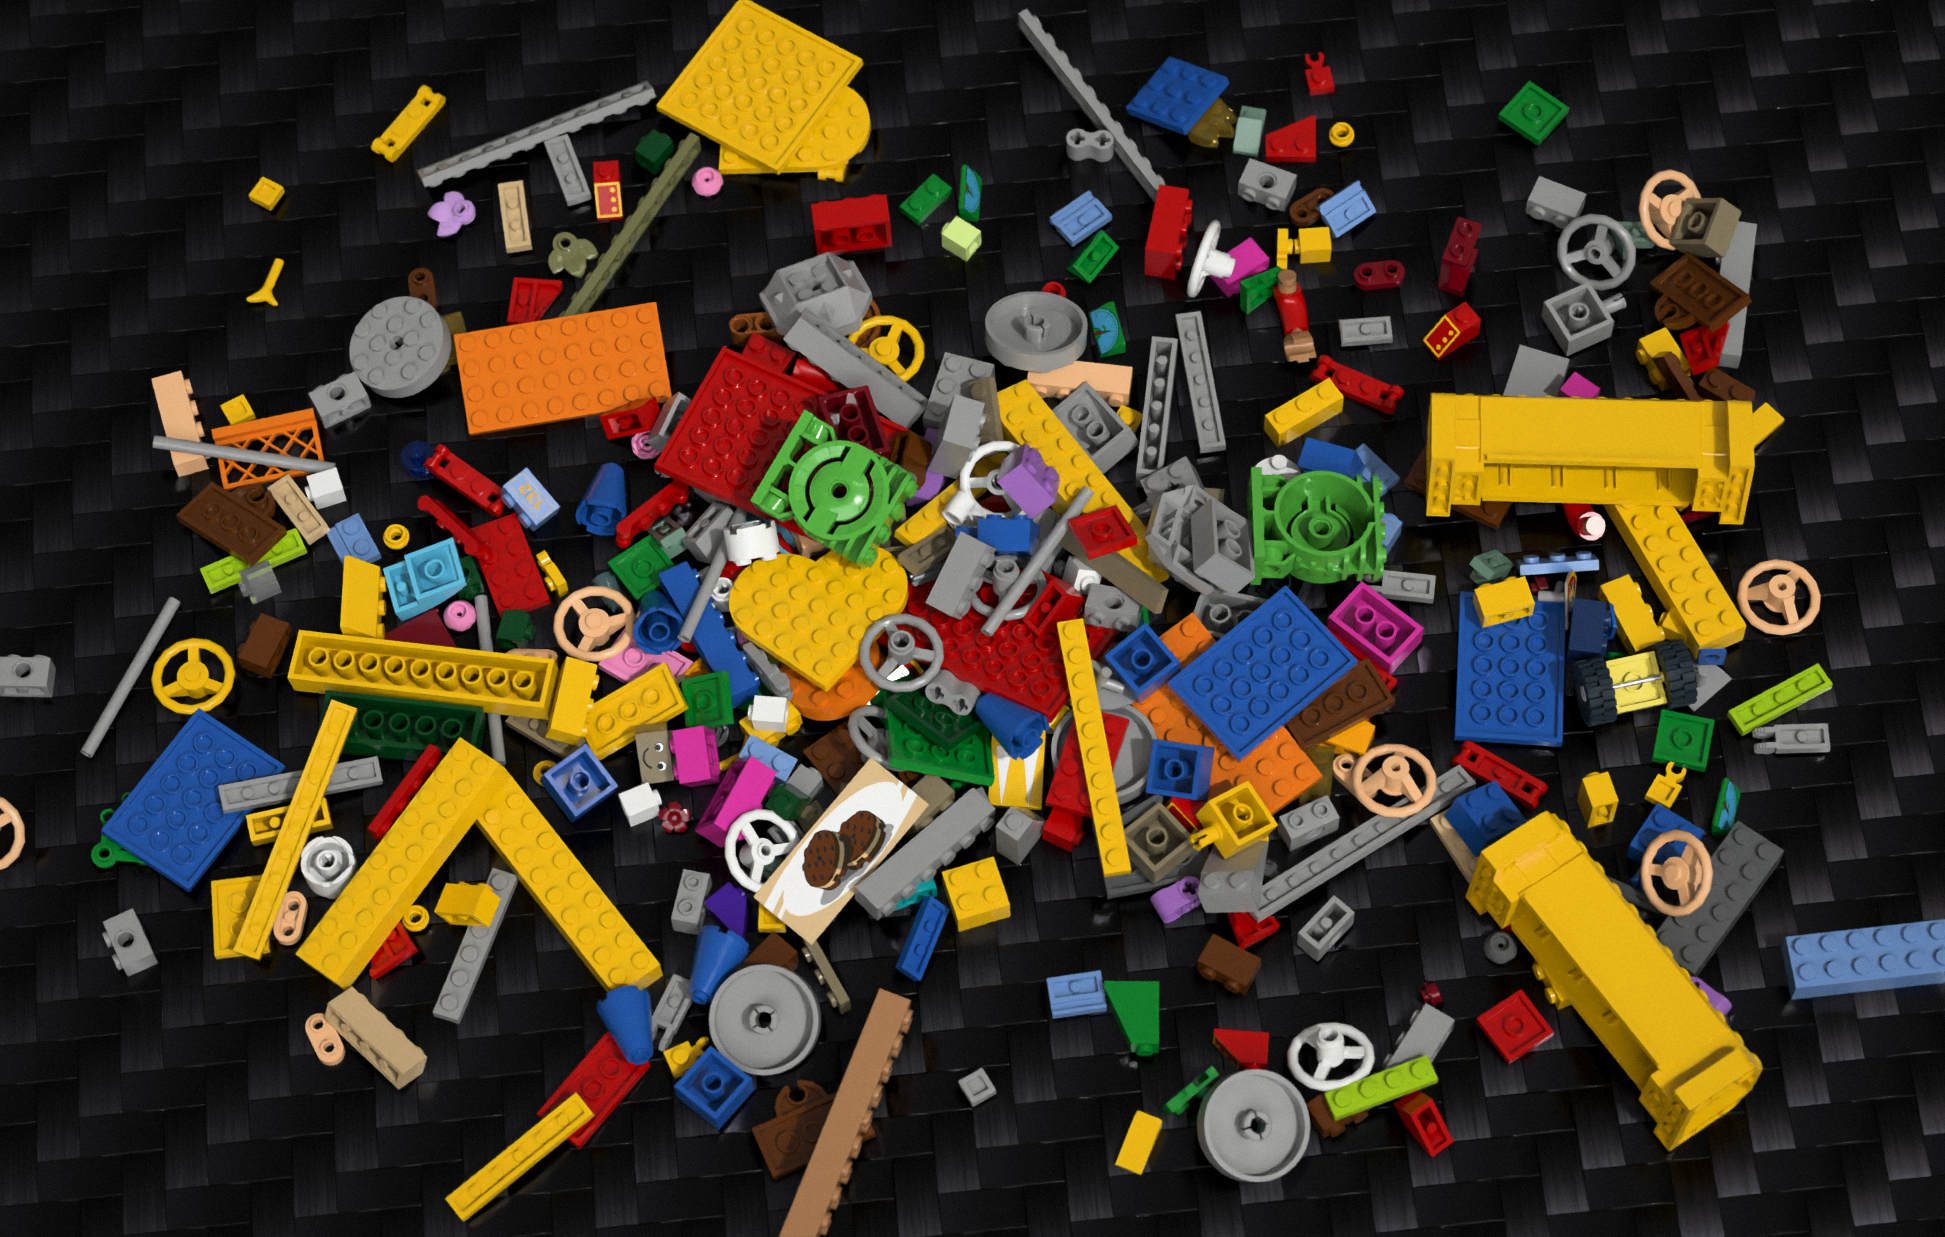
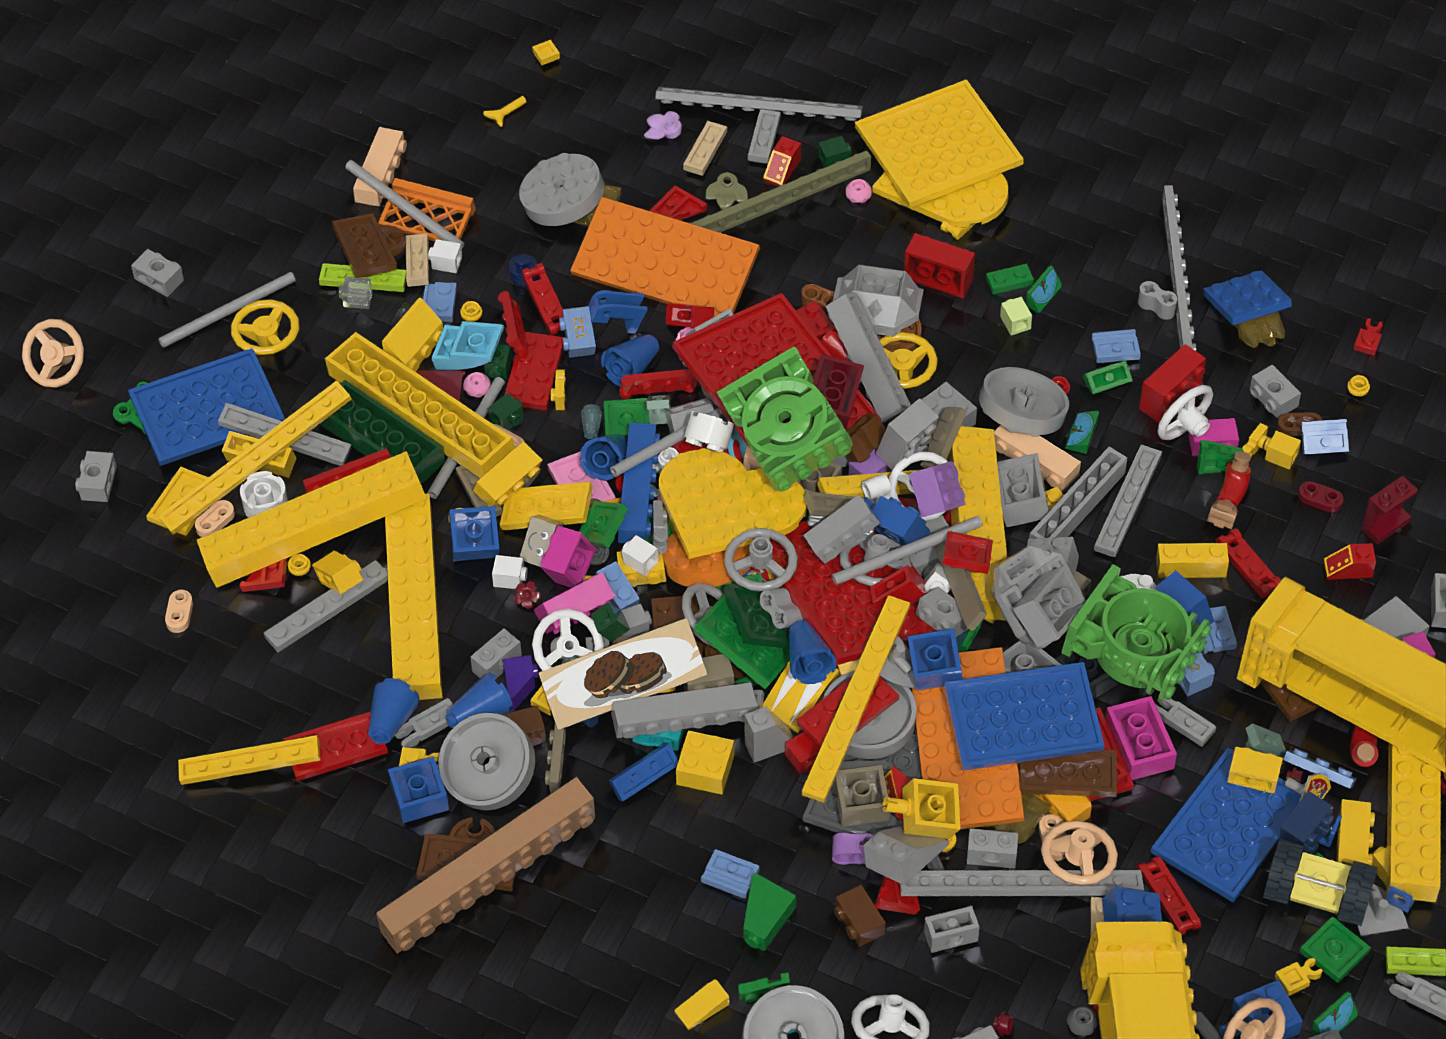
camera: 30 degrees right, 10 degrees down
(238, 410) = (424, 176): yellow plate -> none
(265, 645) = (328, 334): reddish brown brick -> none
(334, 411) = (497, 204): light grey brick -> none
(375, 1037) = (211, 626): tan brick -> none
(408, 124) = (676, 55): yellow plate -> none
(423, 289) = (609, 162): reddish brown plate -> none
(555, 450) = (619, 306): none -> blue piece
(594, 624) = (562, 435): light nougat piece -> none
(977, 1087) = (609, 897): light grey plate -> none
(1180, 770) = (913, 750): blue brick -> none
(1243, 1048) = (830, 980): red slope -> none
(1249, 131) = (1287, 349): sand green slope -> none
(1293, 142) = (1317, 374): red wing -> none
(1365, 331) = (1282, 529): light grey plate -> none
(1597, 799) = (1232, 952): yellow brick -> none

